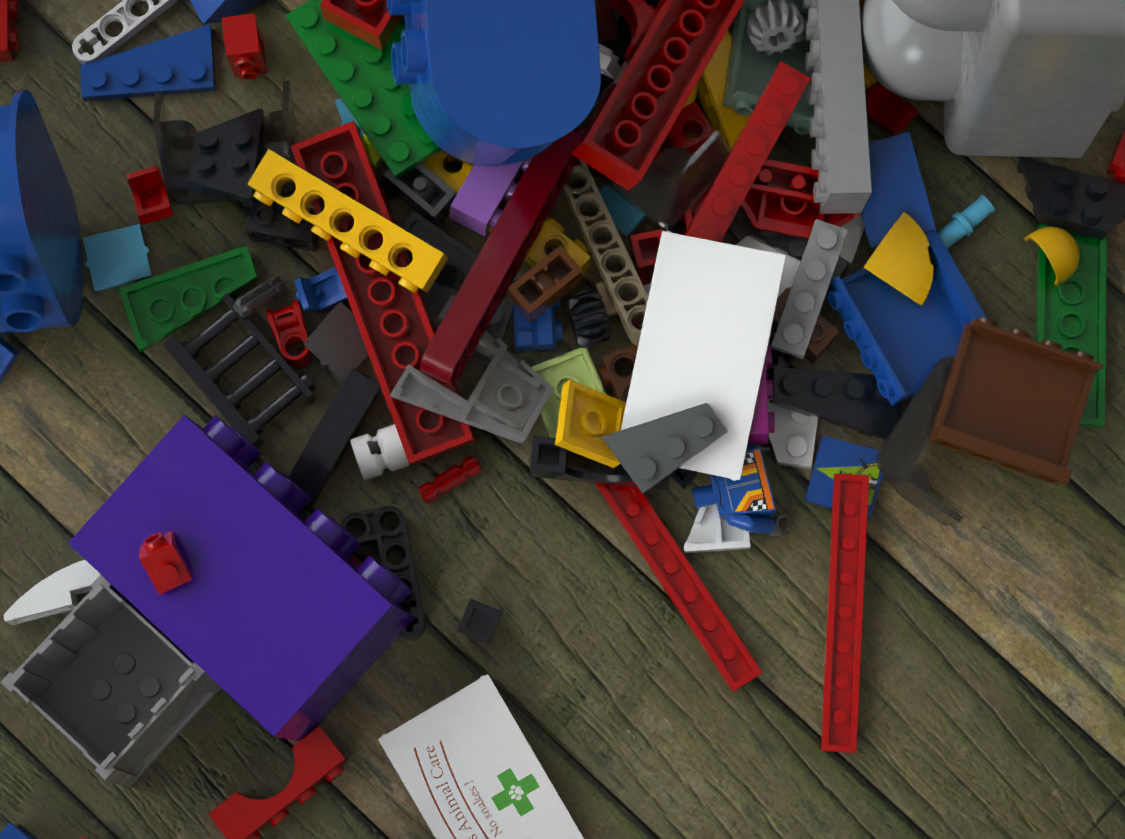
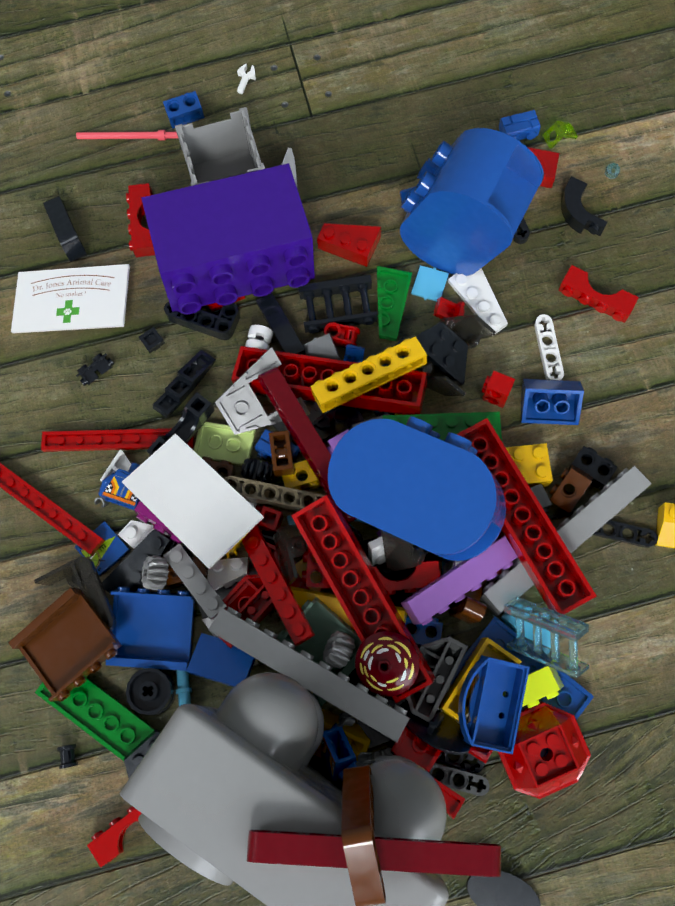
camera: 125 degrees right, 5 degrees down
(103, 161) = (479, 298): none -> white wing
(120, 413) = (350, 241): none -> red wedge
(164, 66) = (515, 347): blue wing -> none
(164, 562) = (249, 190): red bracket -> none
(259, 296) = (367, 329): dark grey axle -> none
(449, 479) = (227, 366): red axle -> none
(517, 526) = (186, 381): none -> black slope
(565, 684) = (88, 372): none -> black hinge
(585, 418) = (200, 432): yellow plate -> none
(664, 444) = (161, 455): dark grey wing -> none
(835, 351) = (154, 573): none -> light grey gear
(904, 260) = (181, 643): yellow brick -> none
(1008, 248) = (139, 691): none -> black wheel
(1060, 250) = (134, 727): yellow helmet -> none

